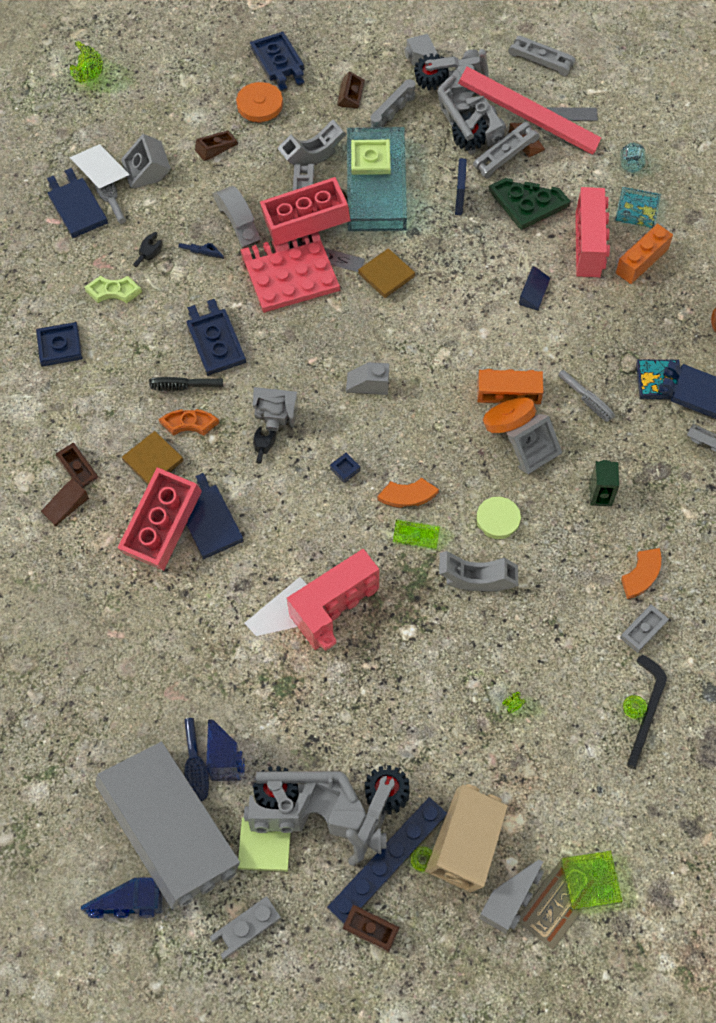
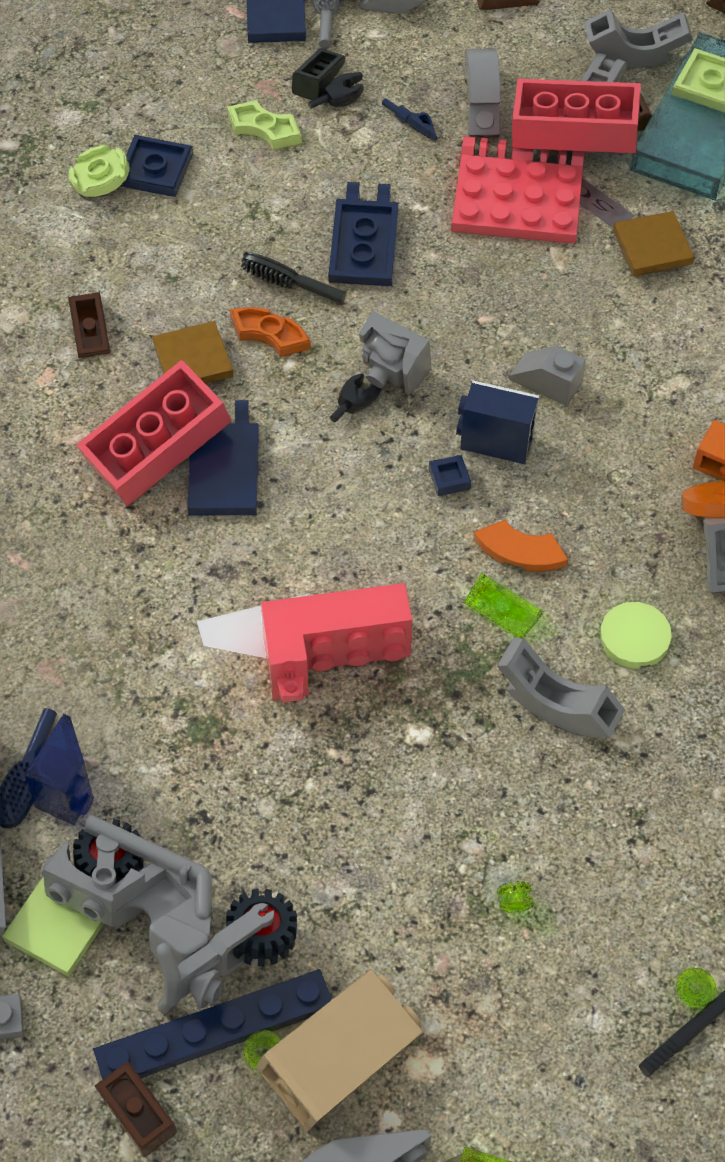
camera: 25 degrees right, 5 degrees down
(27, 362) = (99, 171): none -> yellowish green tile
(65, 502) = (48, 365): reddish brown slope -> none
(128, 243) = (314, 76): none -> pearl dark grey slope
(358, 423) = (497, 421): none -> dark blue piece

